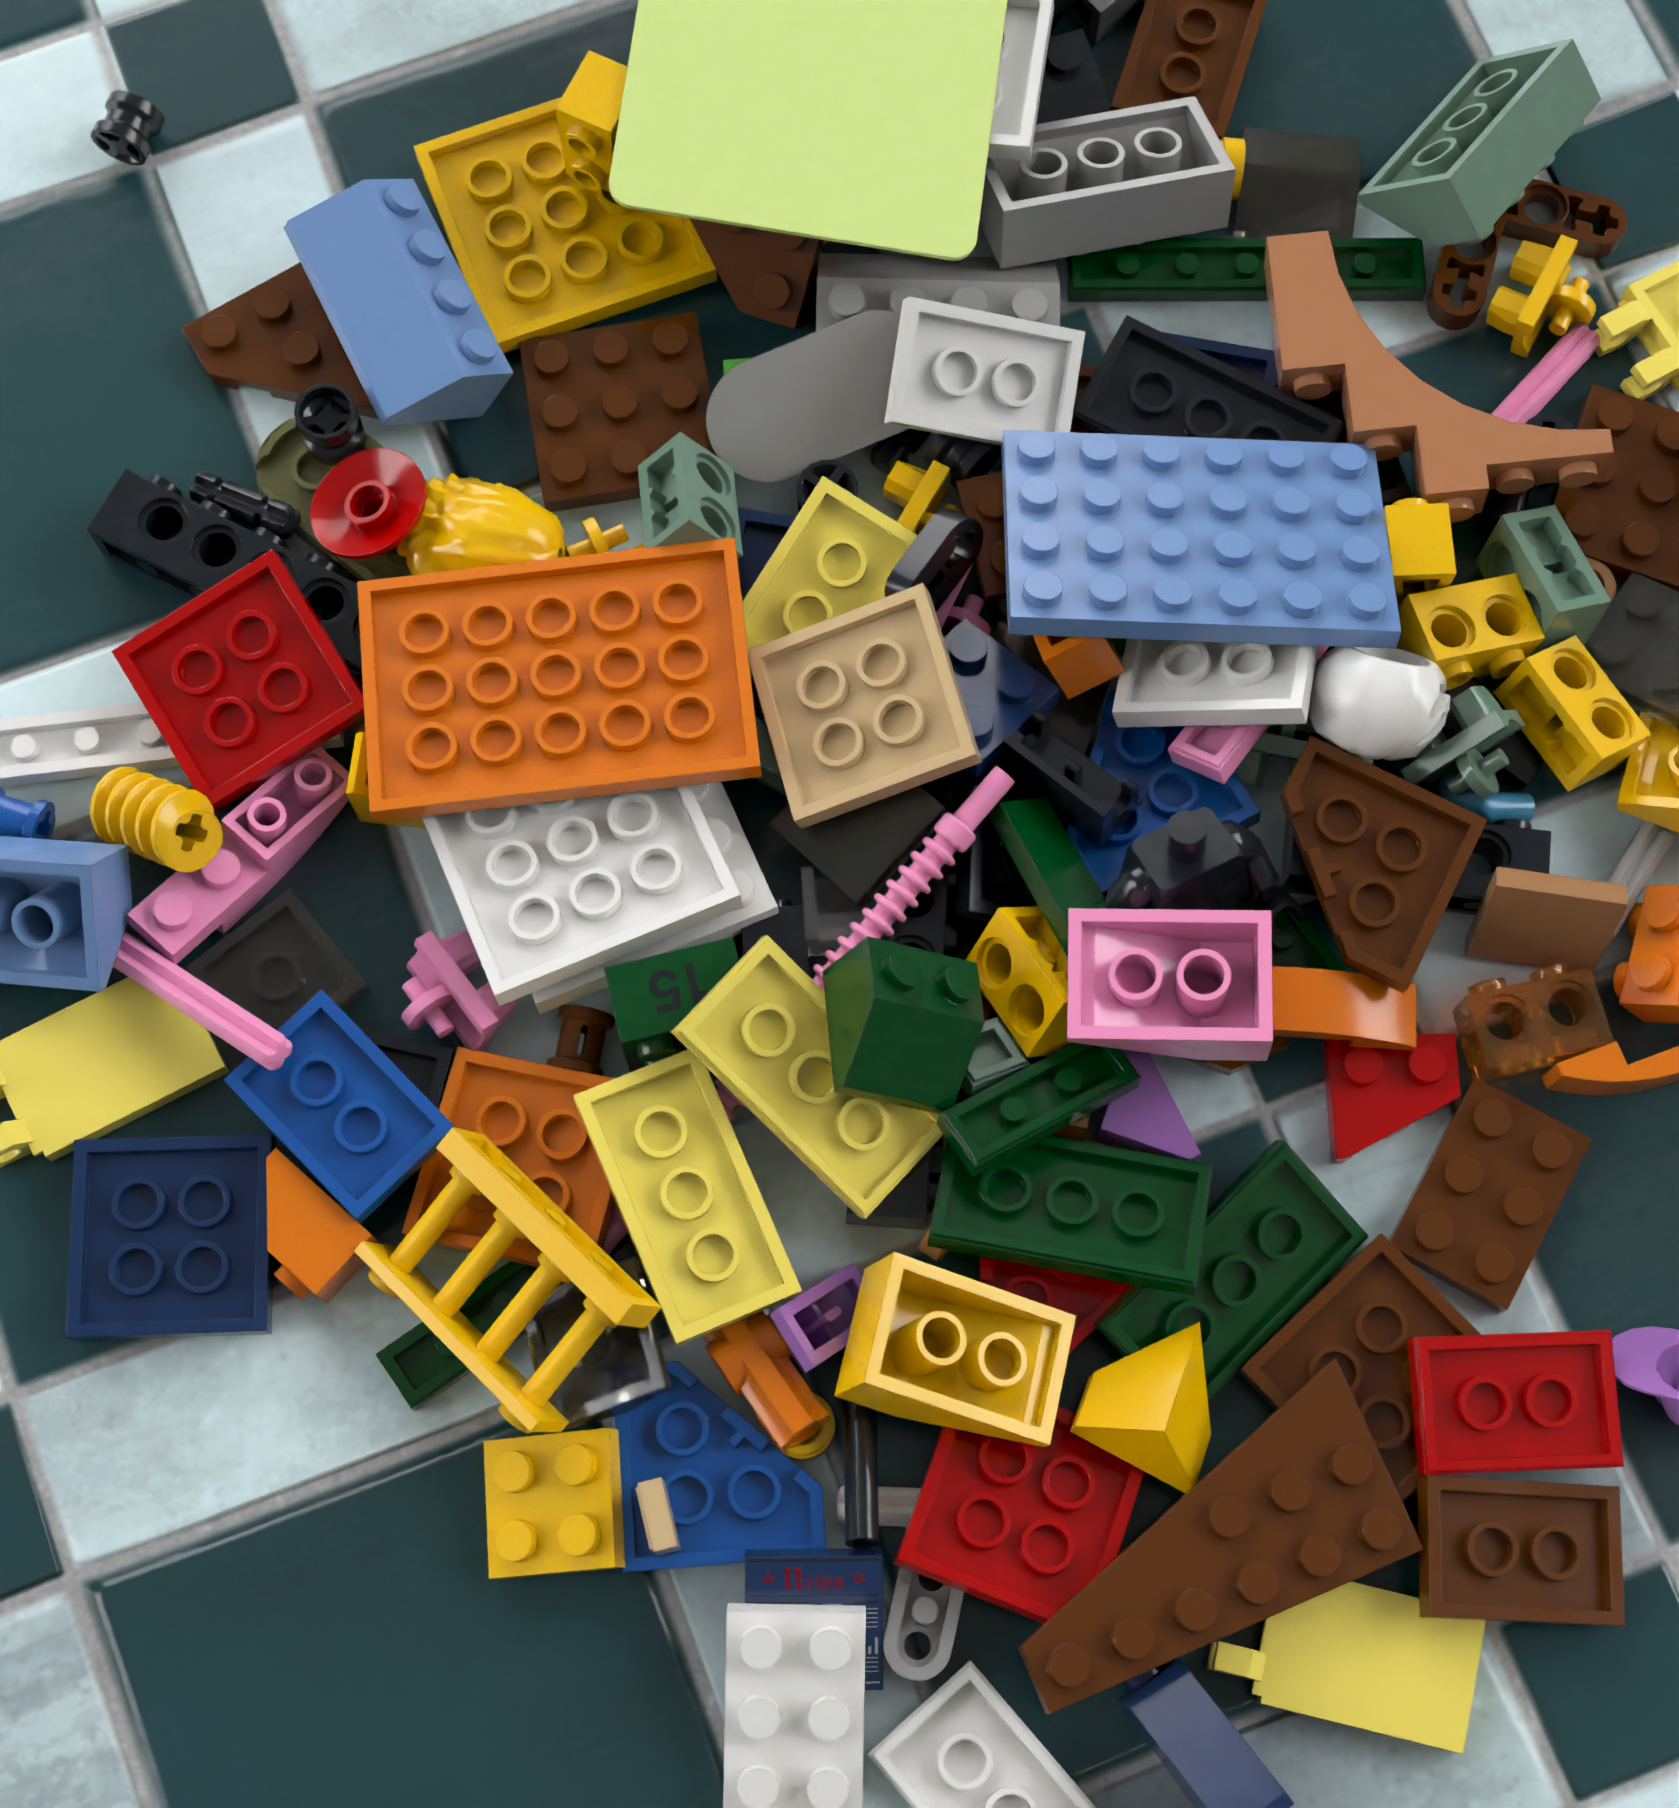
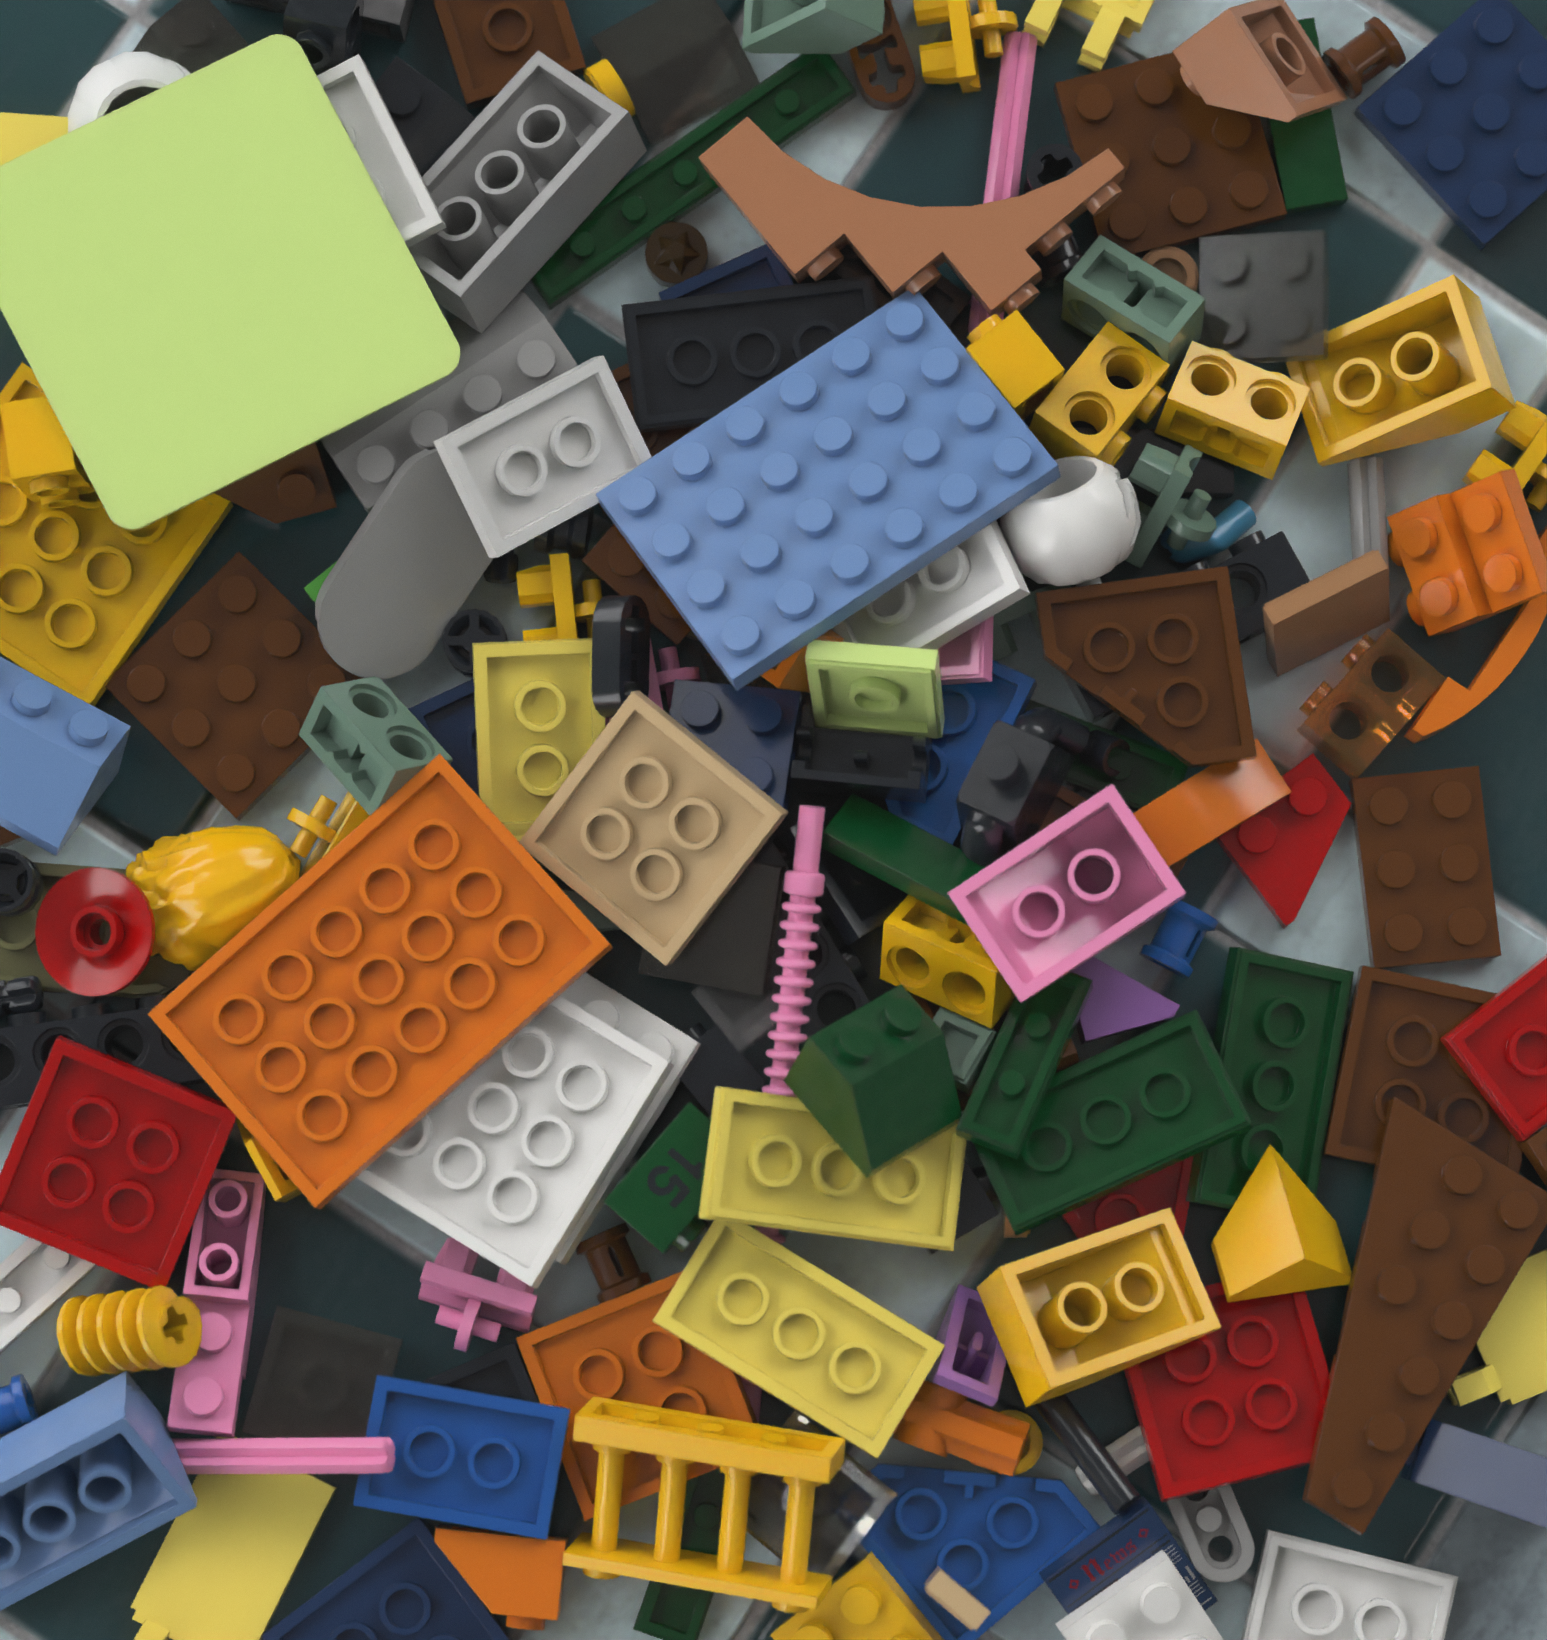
camera: 35 degrees left, 10 degrees up
(1124, 718) = (875, 688): none -> yellowish green tile
(1197, 315) = (675, 253): none -> dark brown tile
(1237, 1104) = (1179, 938): none -> blue bush

